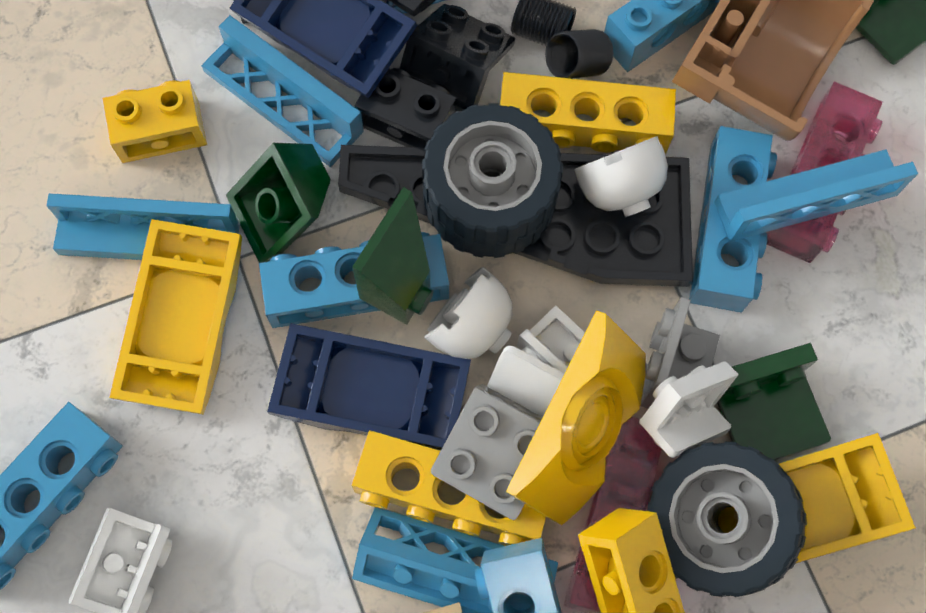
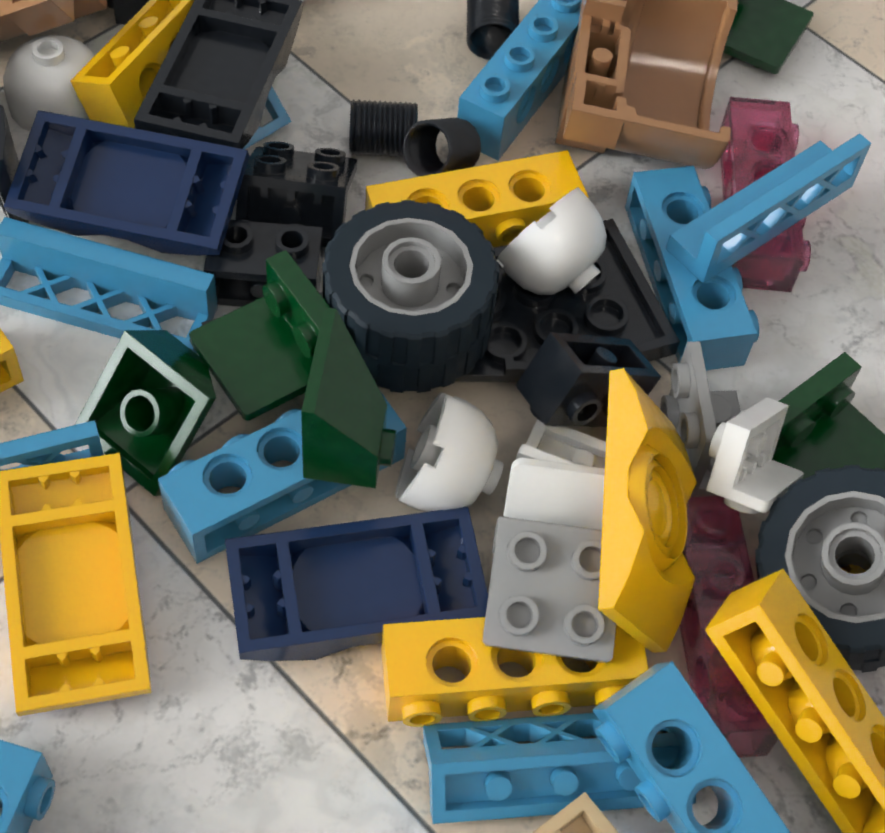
camera: 25 degrees left, 15 degrees down
(371, 177) = (267, 346): none -> dark green bracket
(599, 285) = (571, 377): none -> black brick

